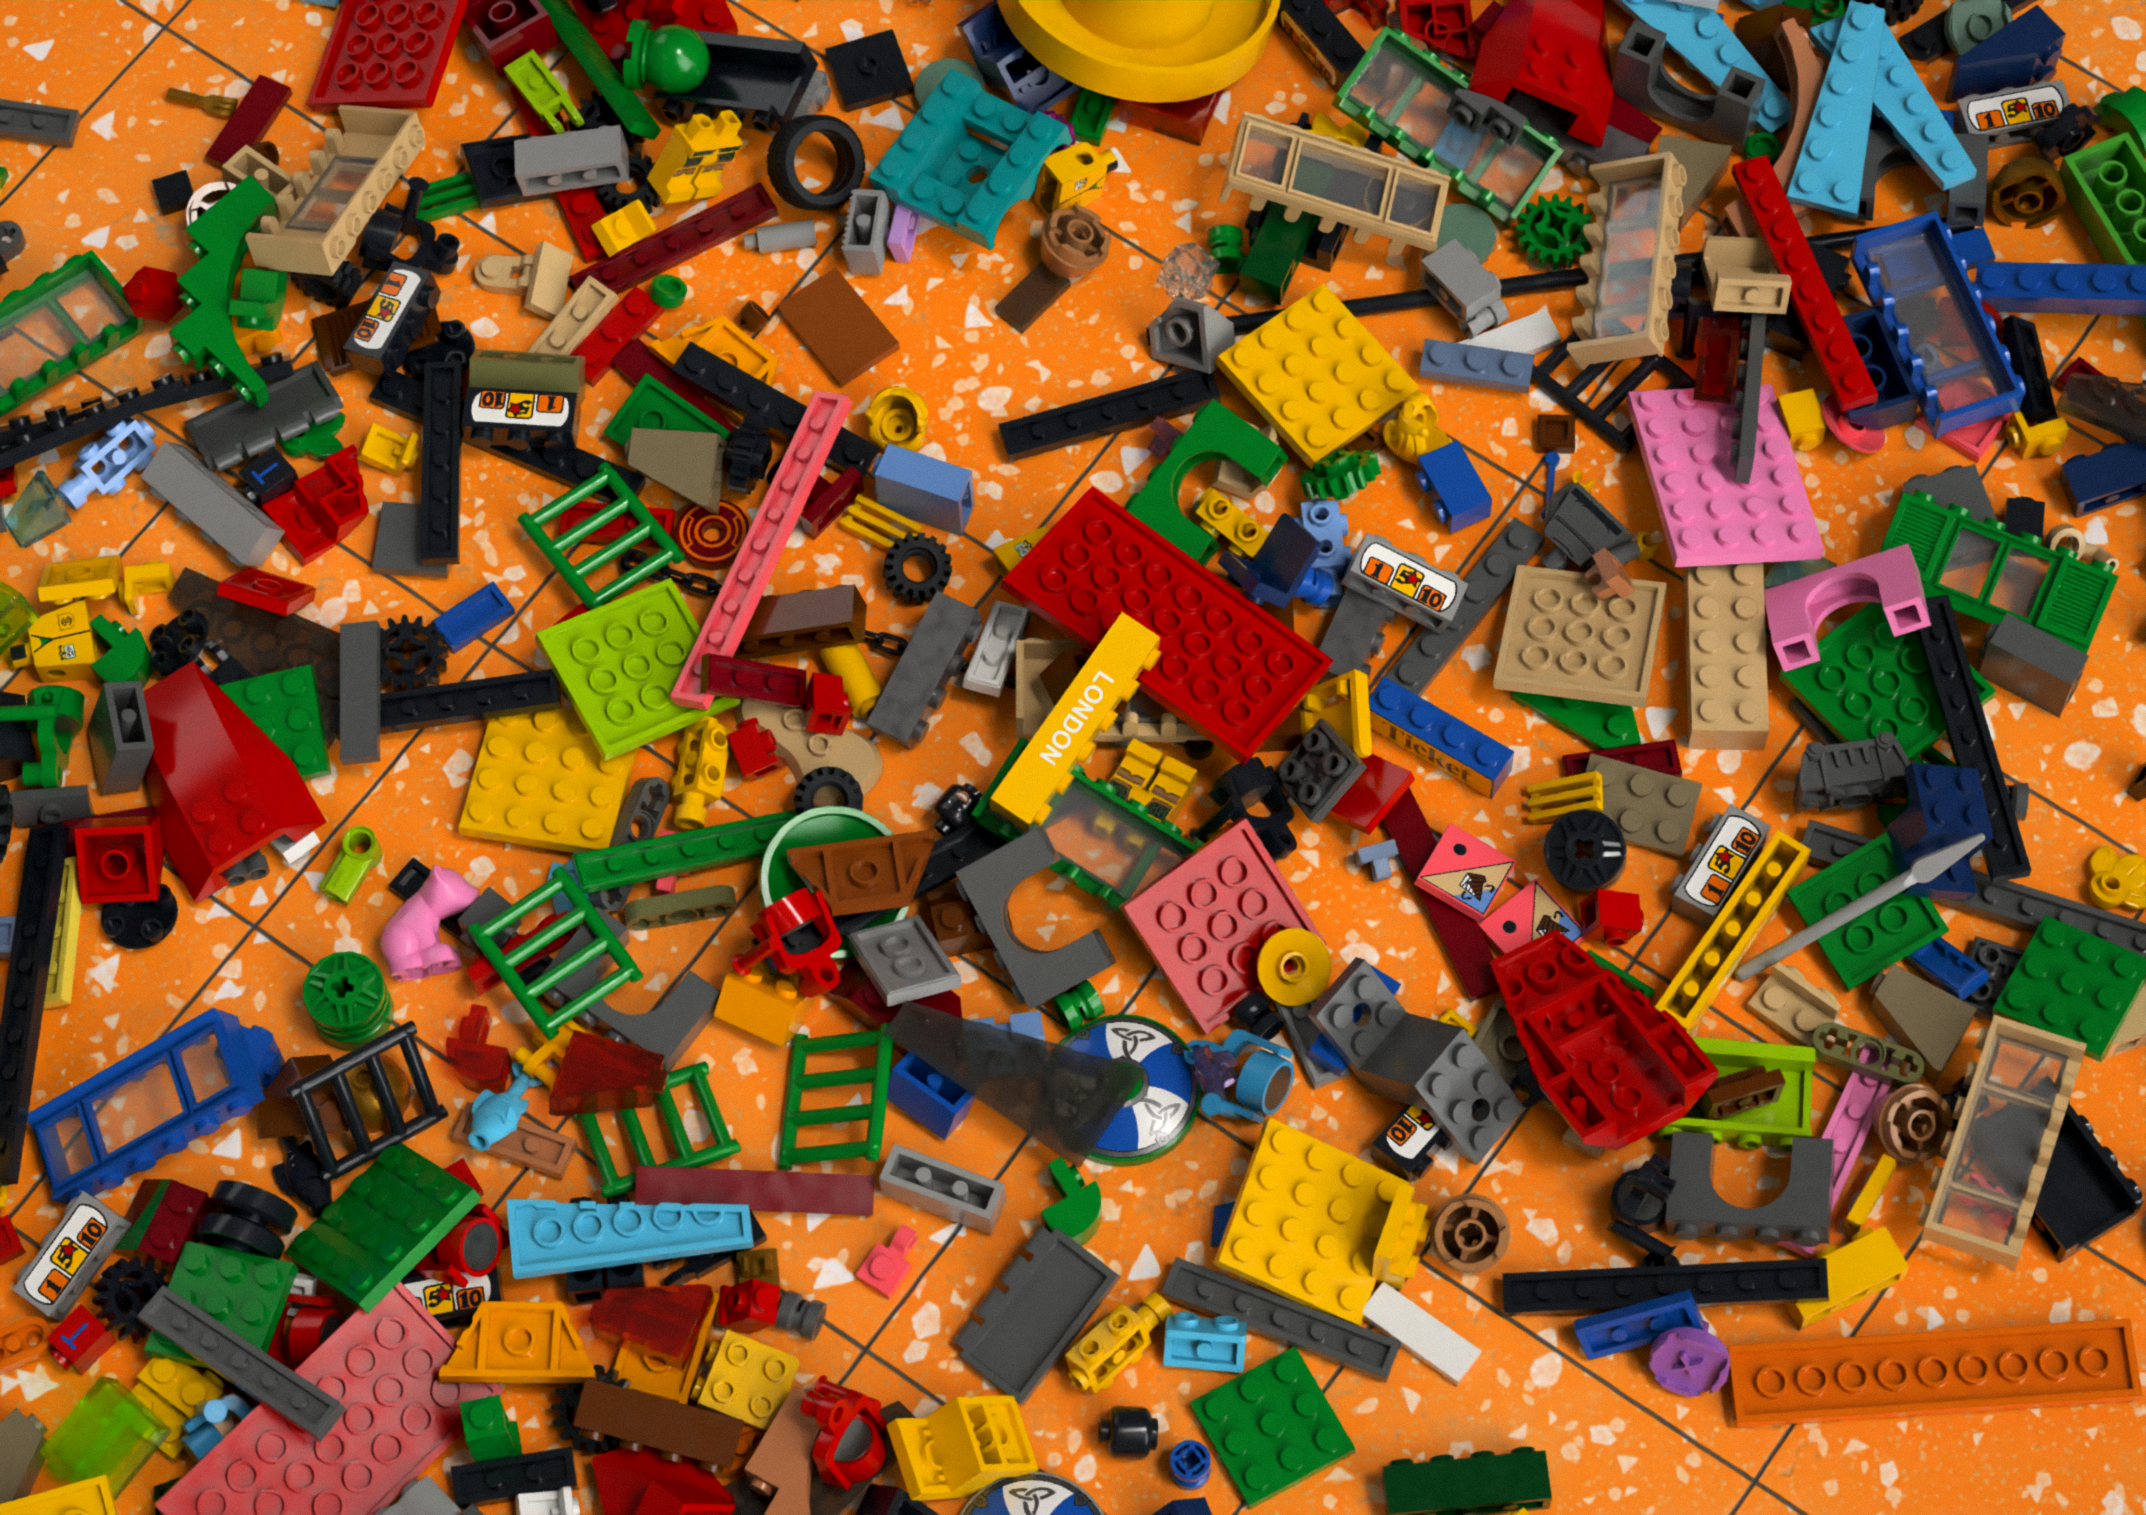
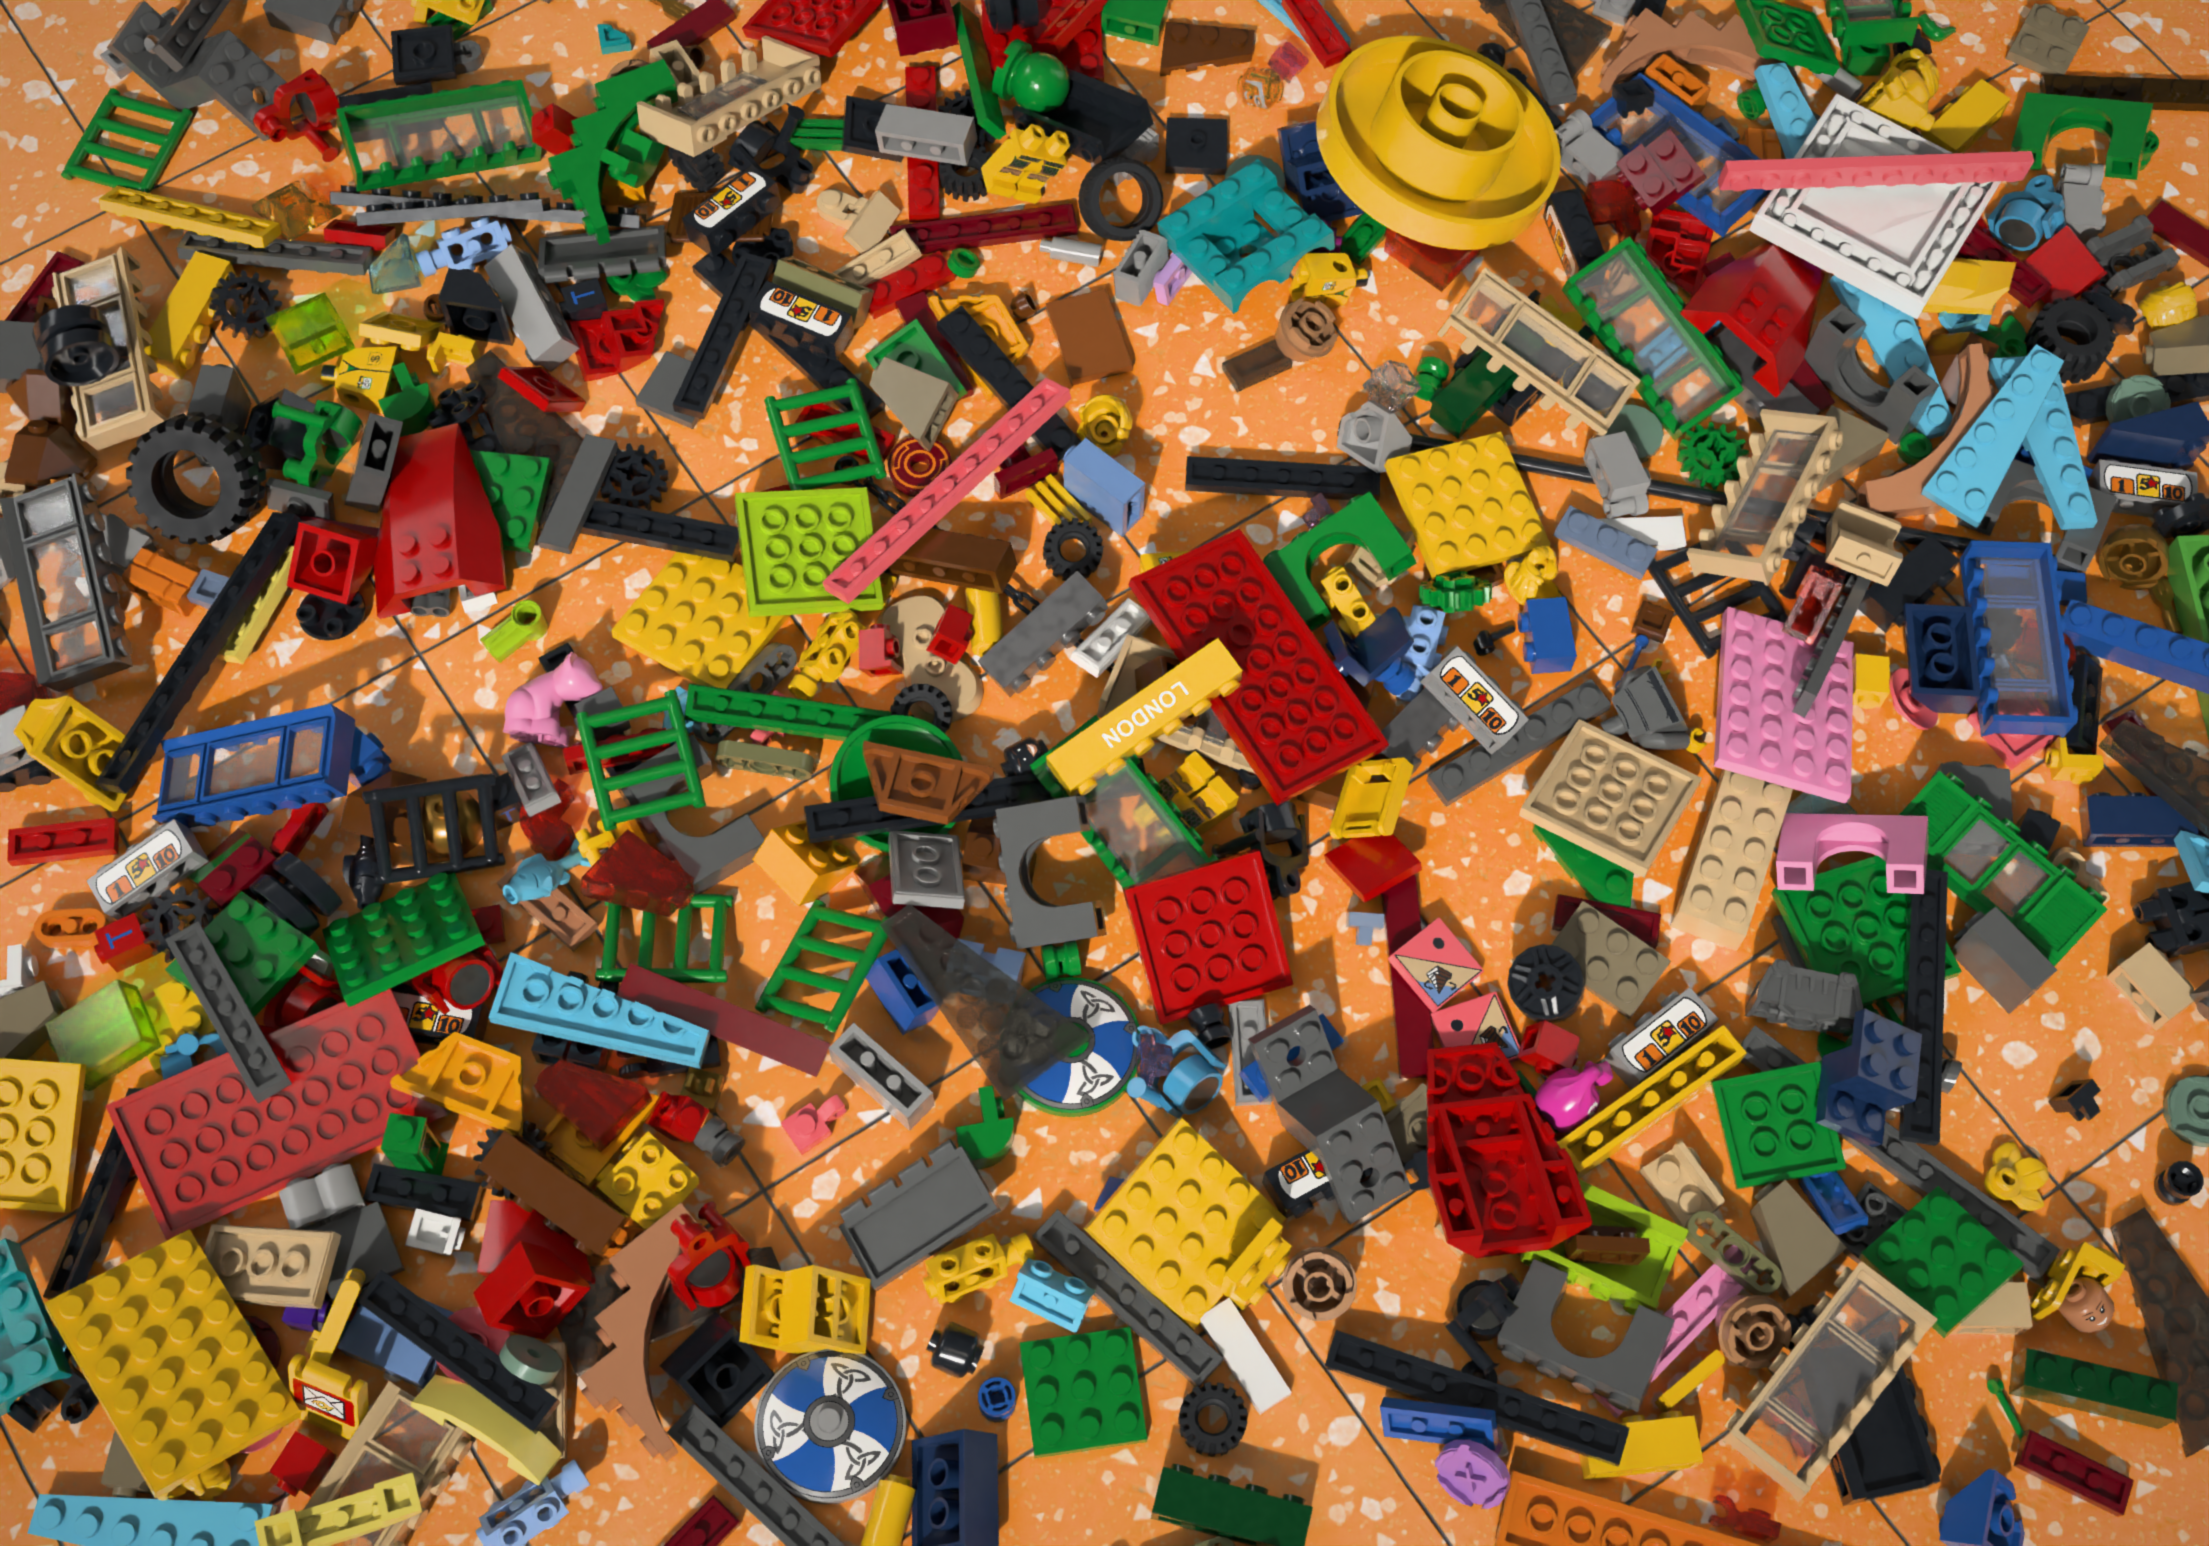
camera: 15 degrees right, 0 degrees up
(108, 537) = (427, 309): none -> reddish brown hinge
(153, 526) = (473, 308): none -> black slope
(163, 163) = (612, 40): none -> teal tile
(173, 191) = (607, 58): black tile -> none
(210, 1168) = (298, 829): none -> red plate
(361, 1013) = (460, 738): green wheel -> none
(388, 449) = (688, 312): yellow bracket -> none
(430, 1047) = (506, 802): none -> black brick
(442, 1014) = (531, 779): none -> light grey tile
(473, 617) = (700, 467): blue tile -> none
(542, 91) = (926, 74): lime hinge -> none
(624, 227) = (947, 201): yellow bracket -> none
(749, 453) = (972, 410): black gear -> none
(753, 681) = (896, 593): dark red tile -> none
(783, 919) = (833, 798): red piece -> none
(1309, 971) = (1267, 1004): yellow dish -> none
(1319, 771) = (1342, 833): dark grey tile -> none
(1389, 516) = (1485, 640): none -> black hand
(1418, 1382) = (1220, 1397): none -> black tyre
(1439, 738) = (1456, 841): blue brick -> none
(1475, 110) = (1682, 330): dark grey slope -> none
(1537, 790) = (1569, 921): yellow tile -> none
(1611, 574) = (1655, 754): nougat tile -> none
(1651, 956) = (1571, 1097): none -> dark pink piece
(1809, 290) = (1915, 574): red plate -> none
(1921, 870) = (1839, 1107): light grey piece -> none
(1978, 1310) = (1753, 1524): none -> clear red plate
(2070, 224) = (2162, 596): none -> pearl gold piece

